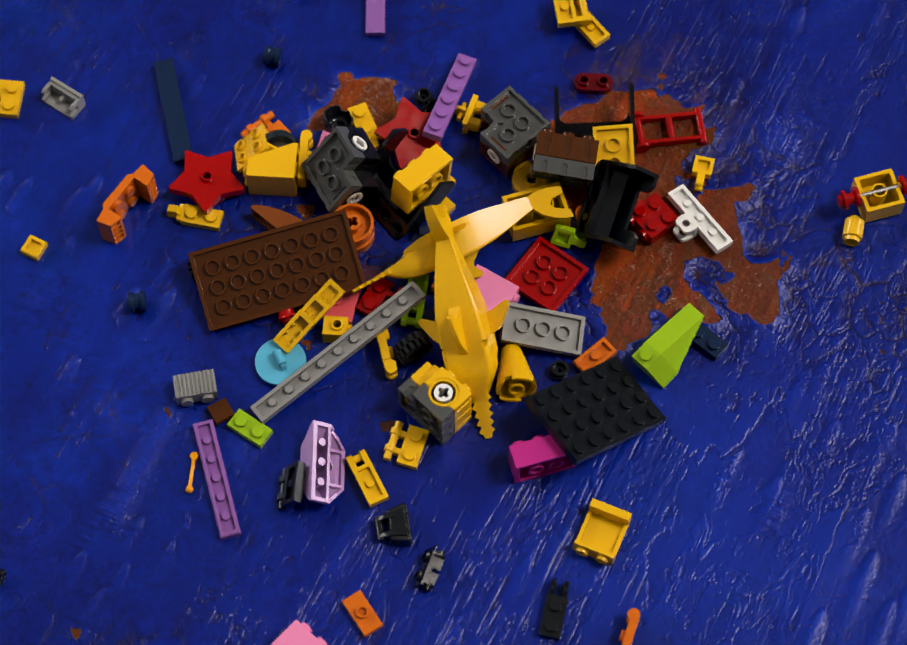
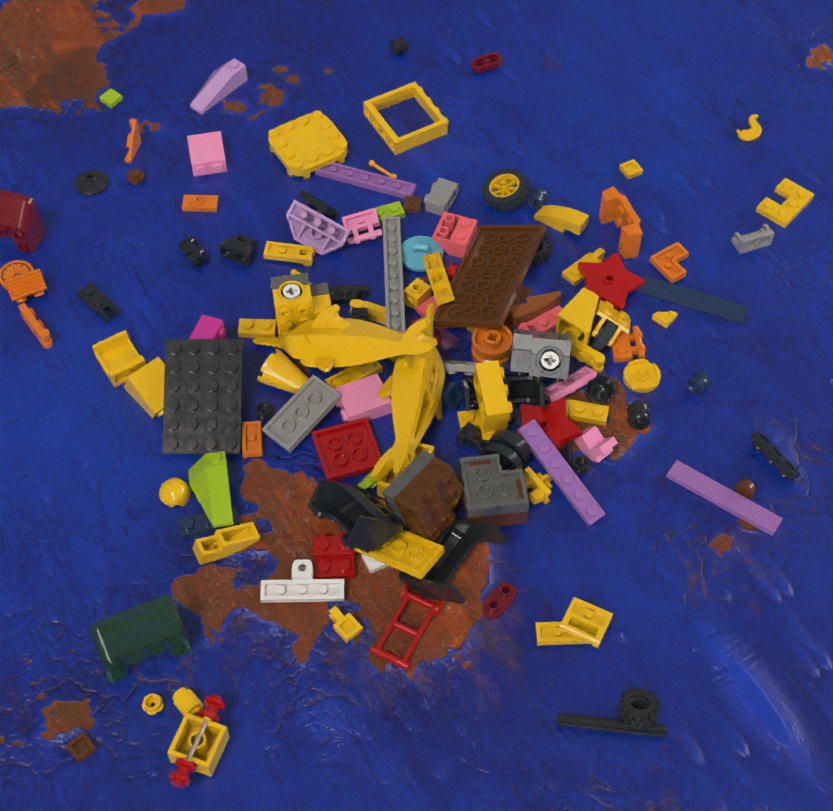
camera: 125 degrees right, 10 degrees down
(133, 509) = (414, 138): none -> yellow window
(142, 313) = (504, 182): none -> black wheel
(143, 151) = (668, 261): none -> orange plate
(150, 264) = (562, 218): none -> yellow slope
(210, 562) = (308, 144): none -> yellow plate
(211, 121) = (664, 318): none -> yellow tile
(239, 337) = (455, 234): none -> coral slope
(282, 434) = (362, 221): none -> bright pink plate
(291, 206) = (544, 322): none -> coral plate
(292, 105) = (641, 376): none -> yellow tile
(341, 80) = (638, 415): none -> black piece
(381, 399) = (345, 293): none -> black hinge
(389, 234) = (452, 367): none -> light grey hinge
(398, 88) = (594, 444): none -> bright pink brick
(460, 193) = (469, 436): none -> black piece
(464, 145) = (511, 448): none -> black wheel
(474, 443) = (257, 328): none -> yellow plate
(612, 475) = (147, 387): none -> yellow slope
(693, 380) = (174, 492): none -> yellow hair
(707, 303) = (225, 542): none -> yellow slope
(844, 282) = (139, 634): none -> windscreen
(873, 251) = (148, 700): none -> yellow plate

